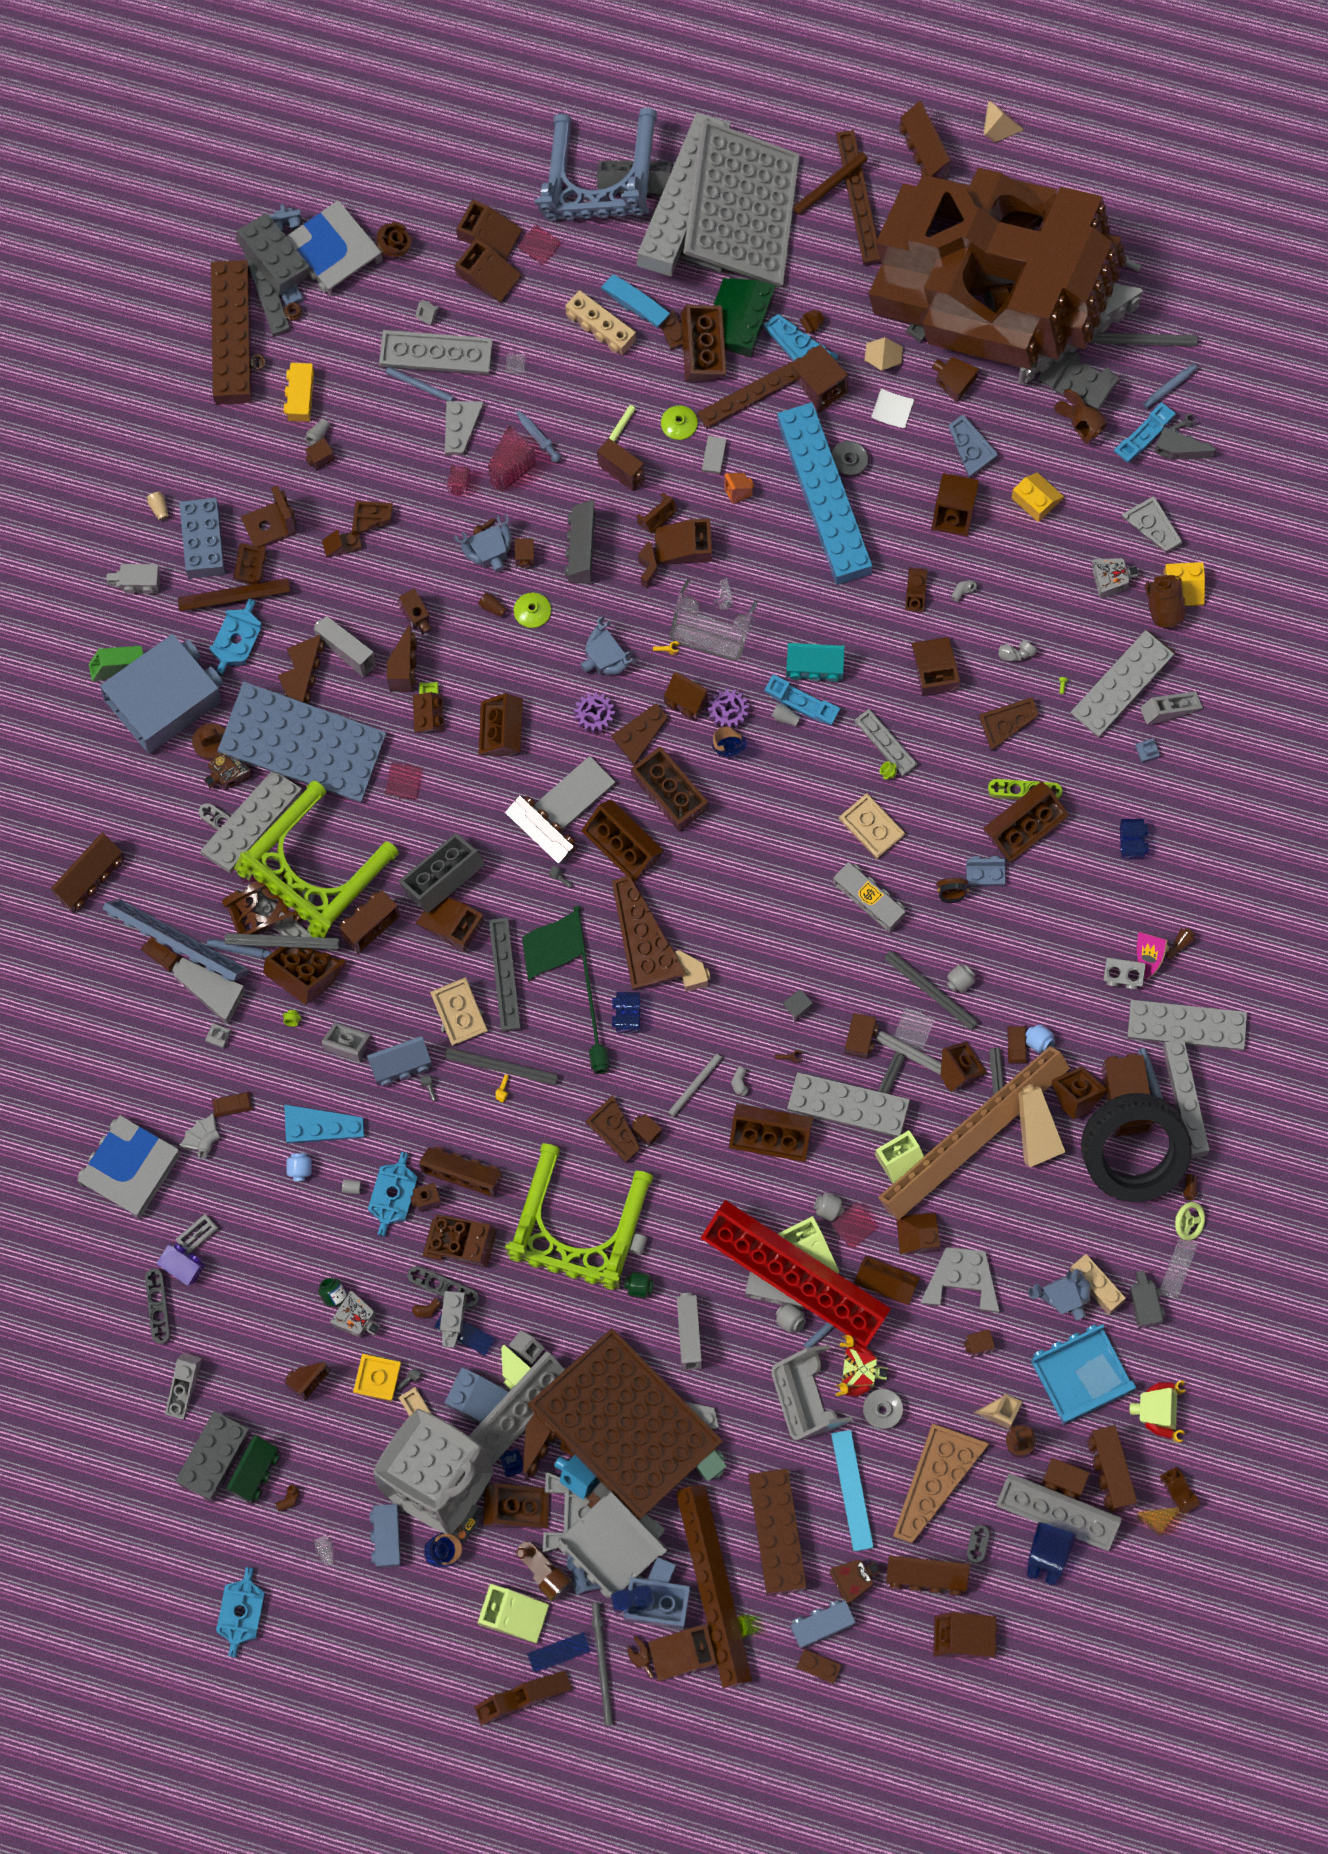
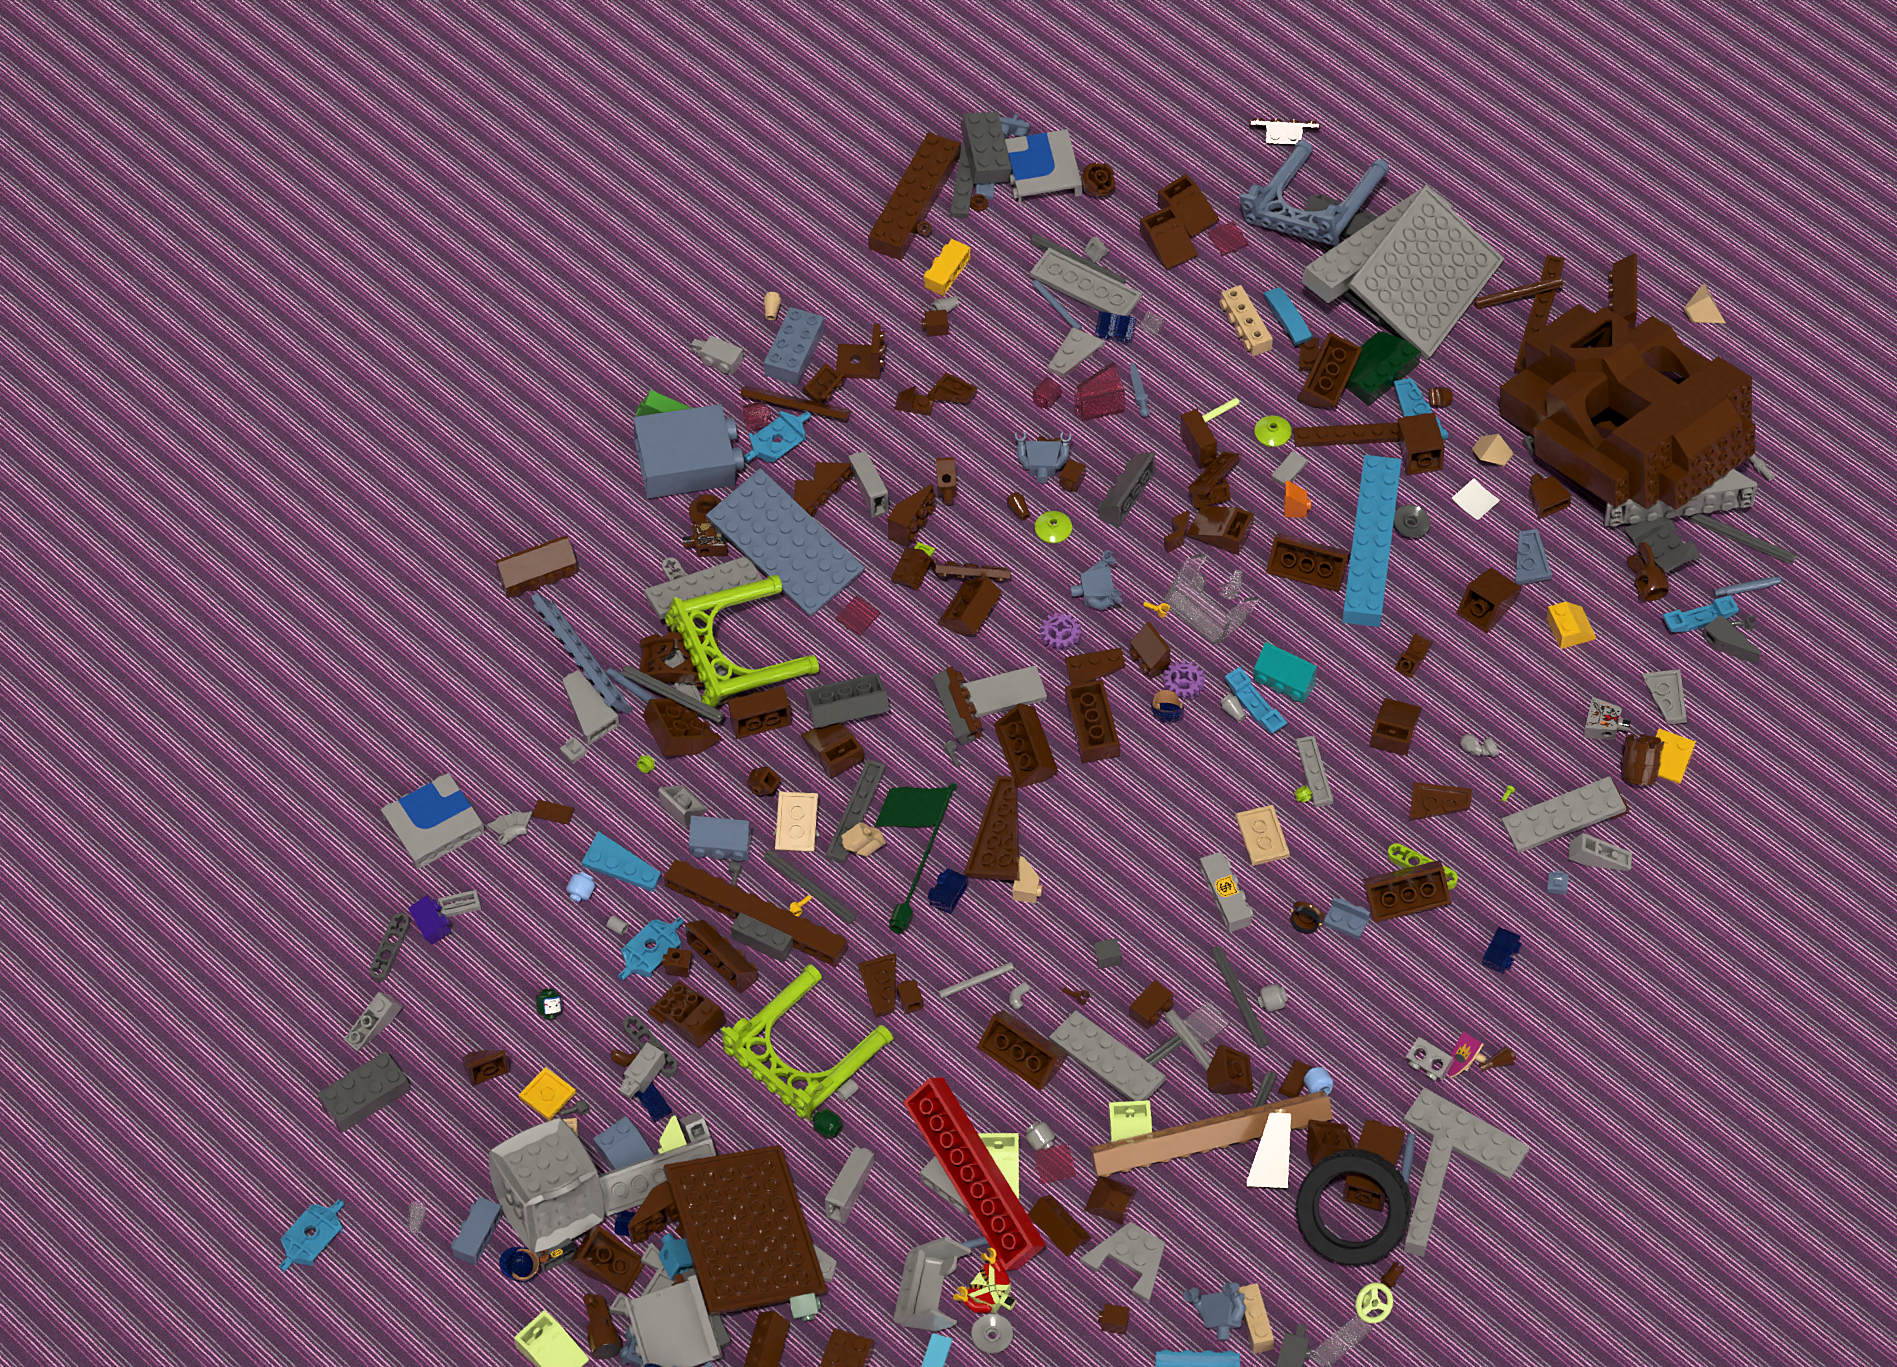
camera: 25 degrees right, 15 degrees down
(160, 953) = (562, 660): reddish brown tile -> none
(205, 625) = (756, 415): none -> clear pink brick
(253, 1470) = (391, 1117): dark green slope -> none
(290, 1499) = (411, 1161): reddish brown arm -> none
(355, 1317) = (556, 1034): light grey torso -> none
(377, 326) = (1045, 244): none -> dark grey axle
(407, 986) = (762, 781): none -> reddish brown brick
(468, 1116) = (732, 900): none -> reddish brown brick
(482, 689) = (972, 569): none -> reddish brown wing
(486, 383) = (1116, 326): none -> clear blue brick
(487, 1137) = (762, 937): none -> dark grey brick
(529, 1002) = (863, 839): none -> tan brick
(536, 112) = (1284, 132): none -> bracket
(652, 492) = (1214, 473): none -> reddish brown tile
(778, 540) = (1308, 562): none -> reddish brown slope
(790, 1318) = (950, 1215): light grey head -> none
(963, 588) = (1457, 673): light grey arm -> none

